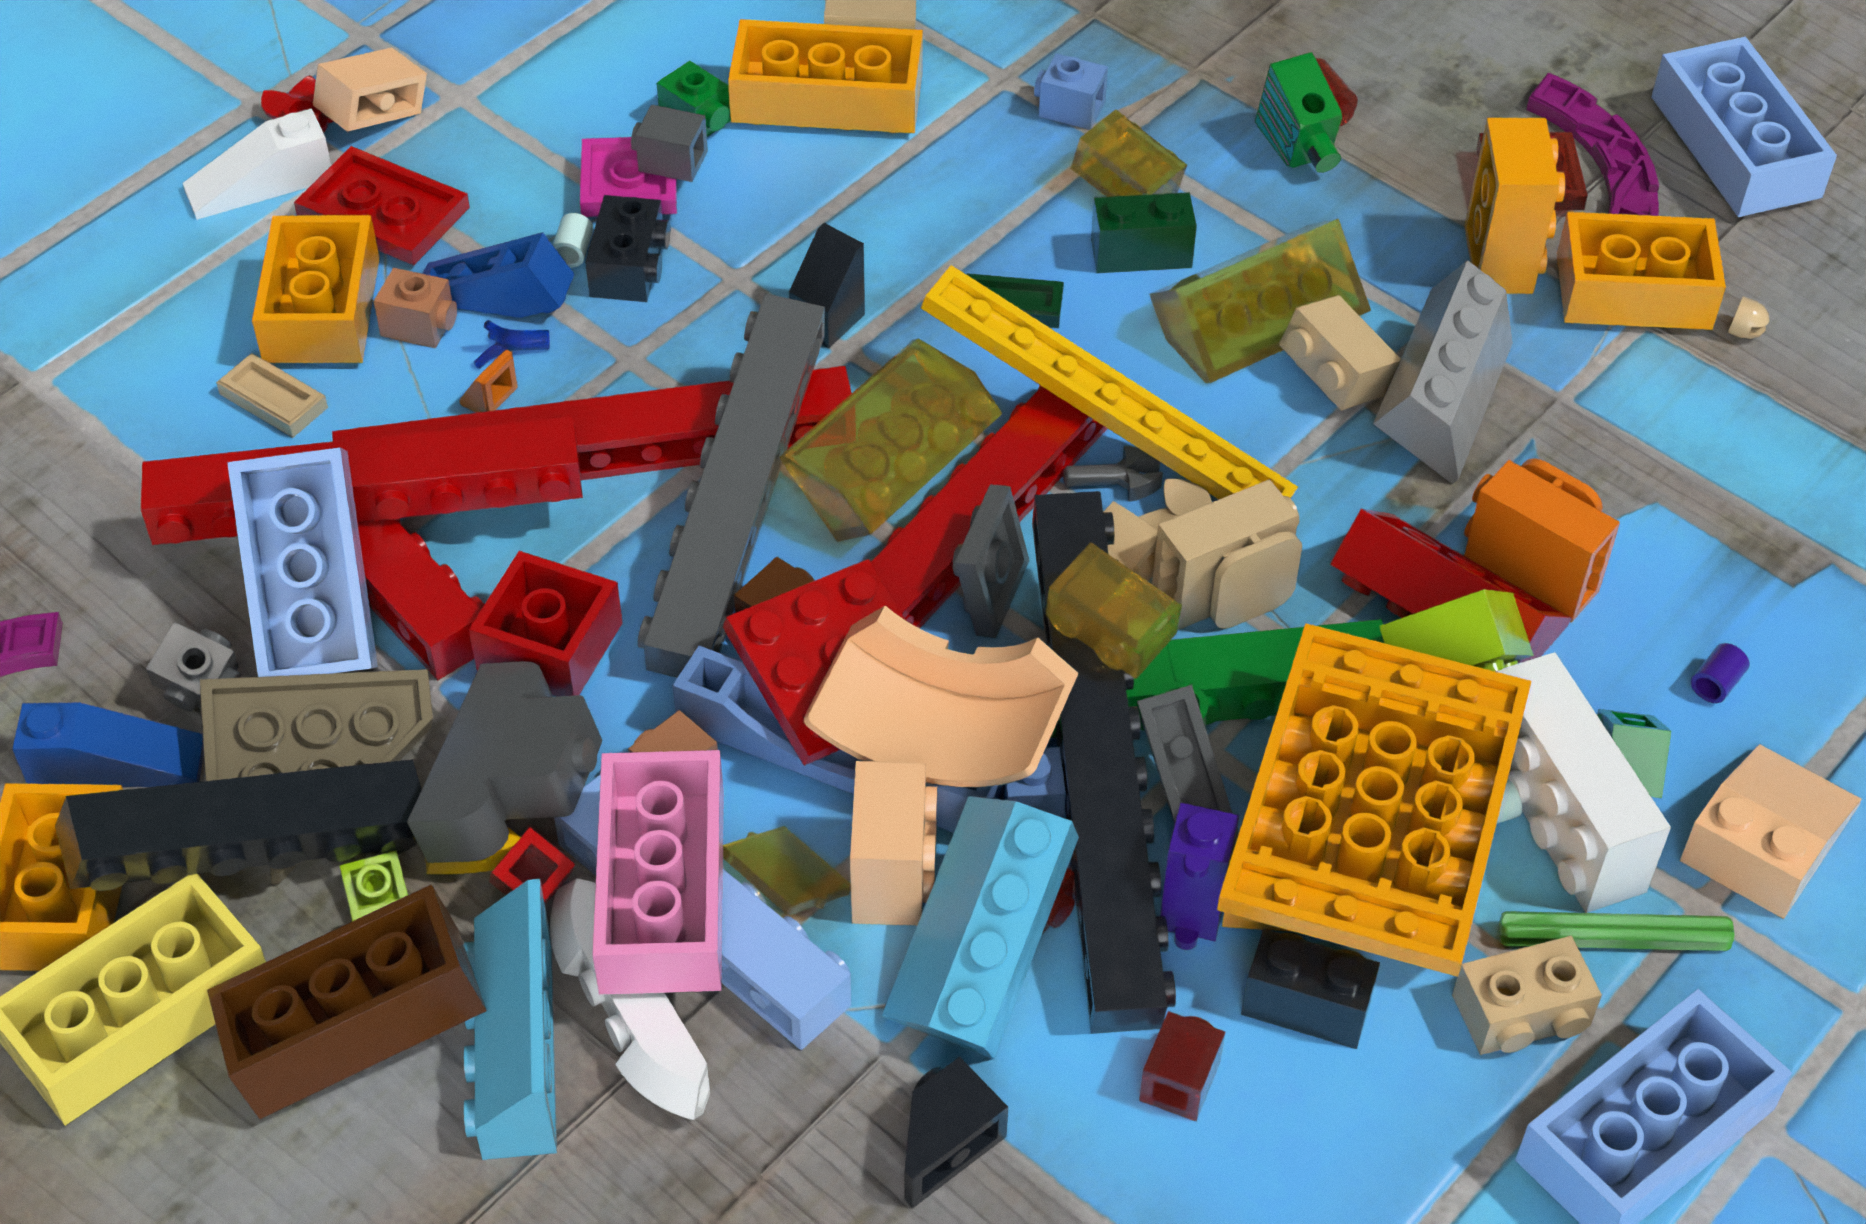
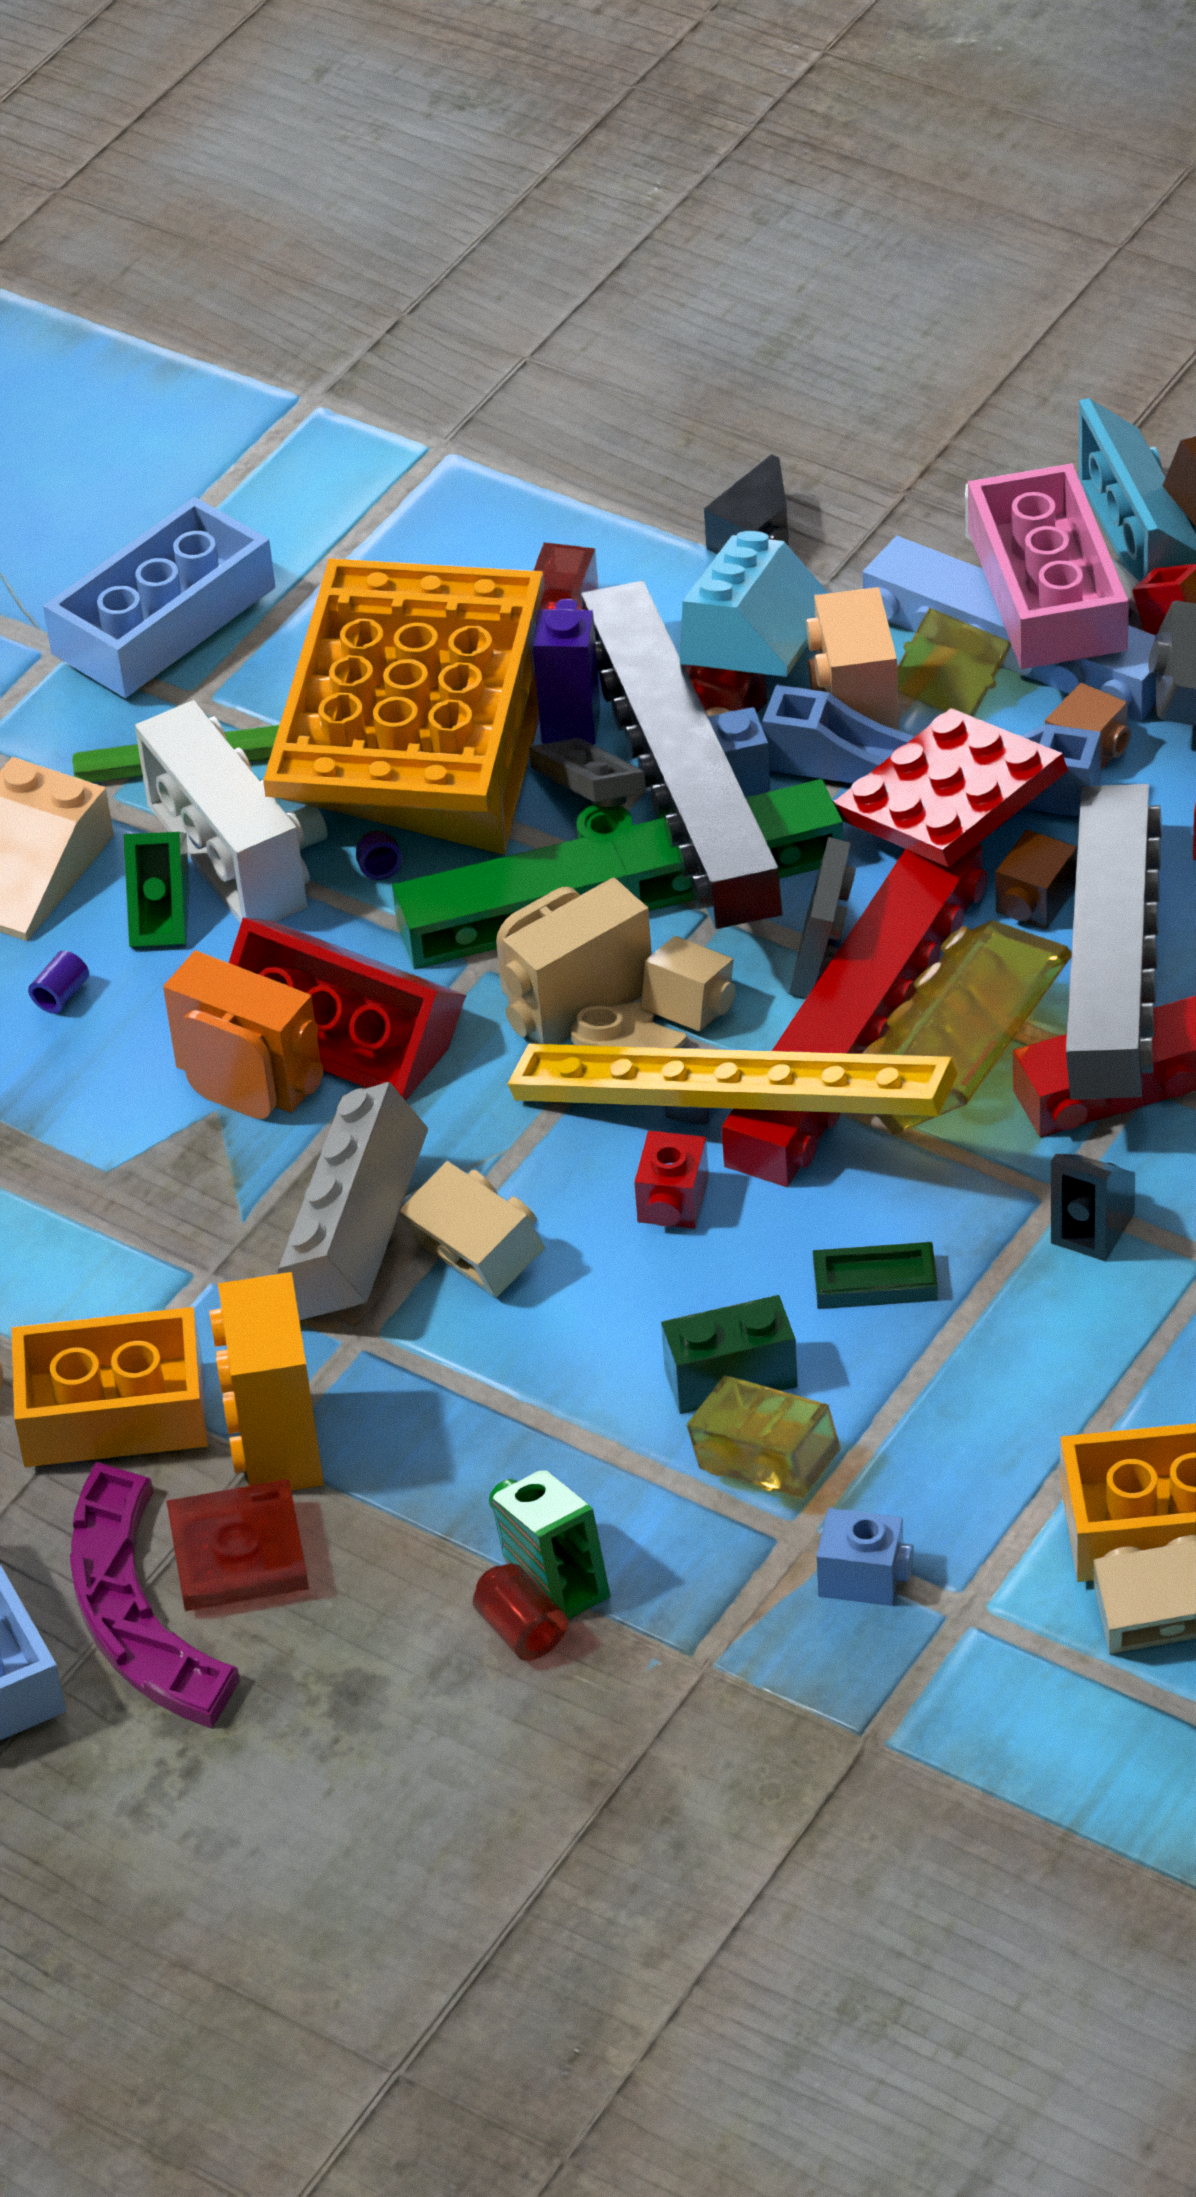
camera: 175 degrees right, 5 degrees down
(915, 701) = (825, 729): light nougat panel -> none
(1112, 611) = (676, 771): clear yellow brick -> none
(1170, 372) = (673, 1191): none -> red brick
(1244, 304) = (577, 1301): clear yellow slope -> none
(1471, 630) = (332, 883): lime brick -> none
(1526, 996) = (253, 680): tan brick -> none

